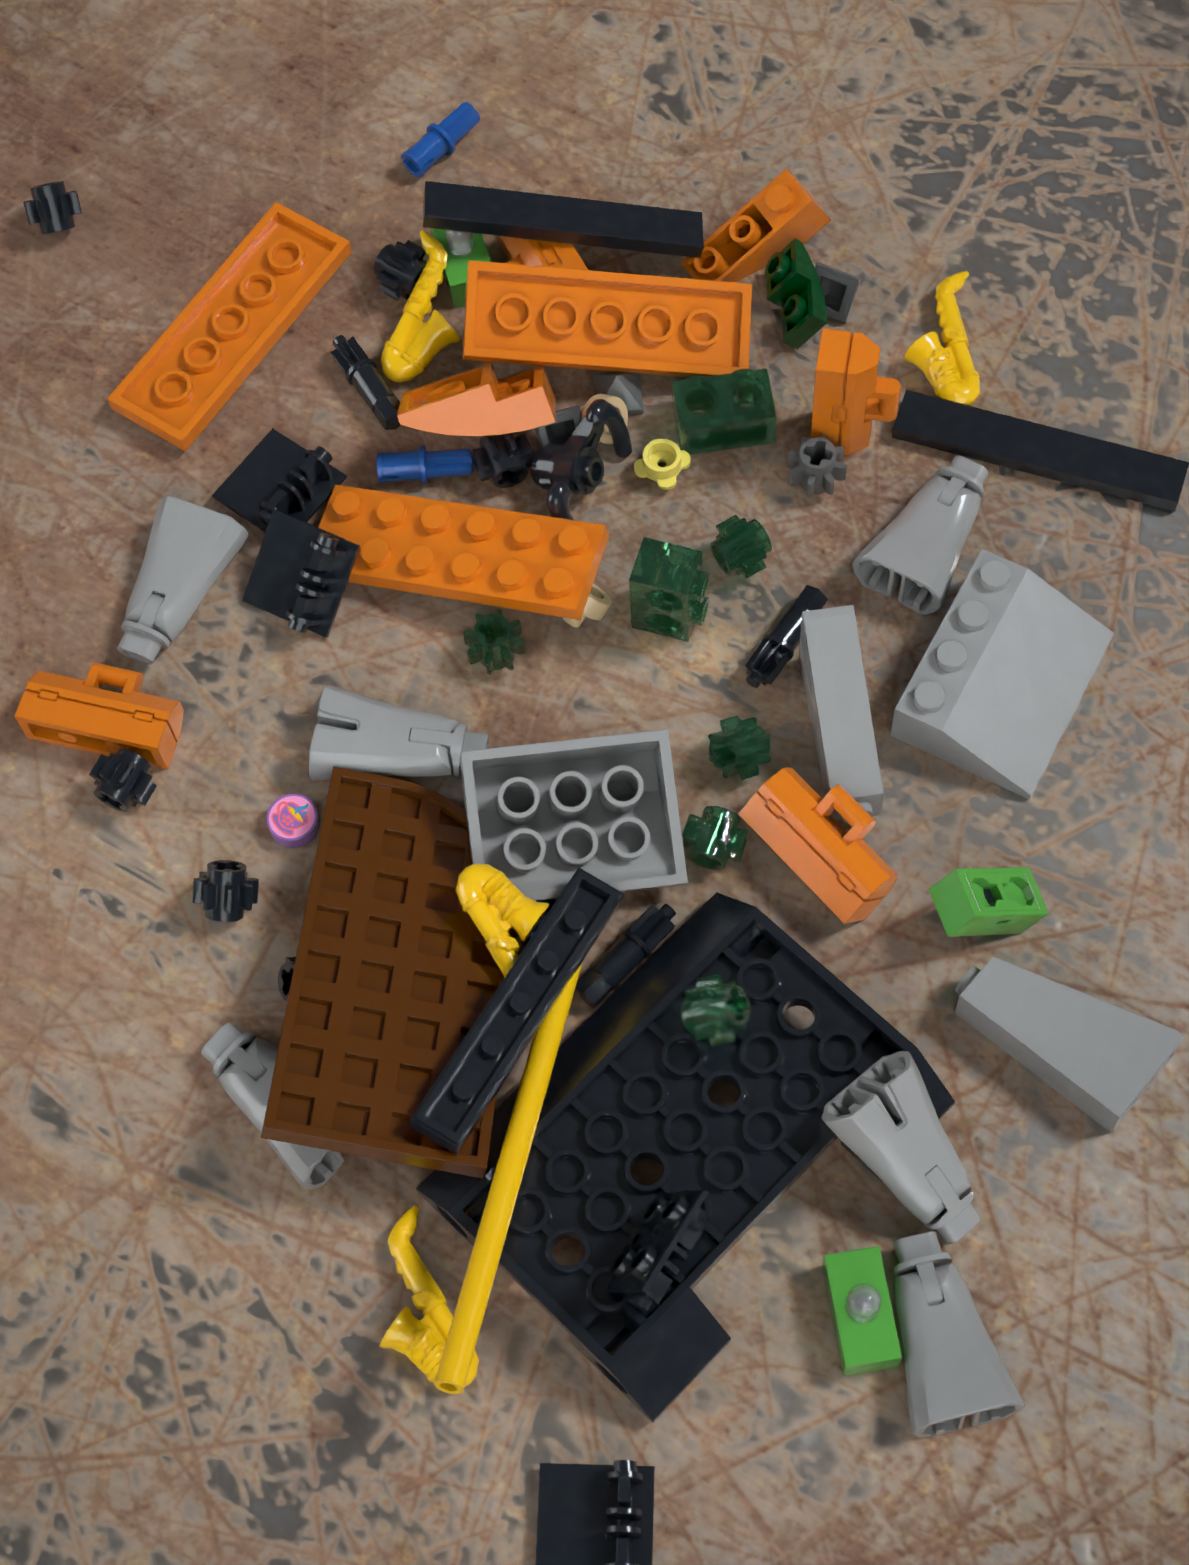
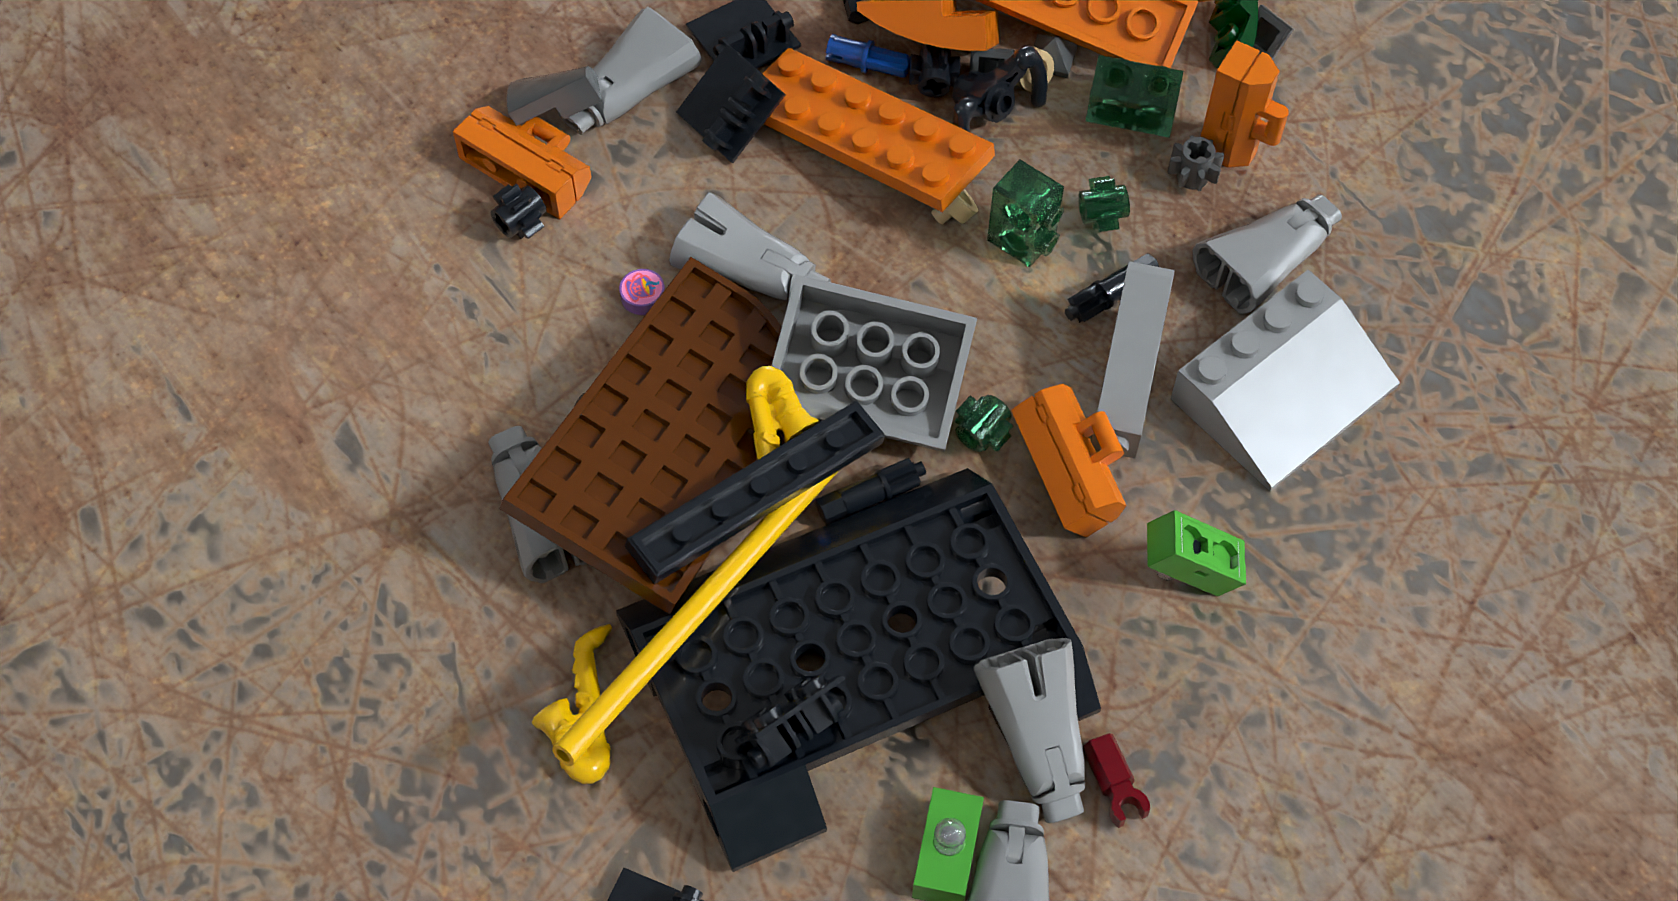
camera: 15 degrees right, 5 degrees down
(94, 635) = (566, 91): none -> dark grey slope
(225, 890) = (562, 323): black gear -> none
(482, 646) = (866, 209): clear green gear -> none
(662, 451) = (1066, 110): light yellow plate -> none
(715, 1010) = (920, 547): clear green gear -> none
(739, 747) = (1035, 360): clear green gear -> none
(948, 368) = (1345, 127): yellow piece -> none
(997, 1170) = (1114, 777): none -> dark red bar
(1040, 450) = (1397, 216): black tile -> none
(1068, 1039) = (1222, 693): light grey slope -> none

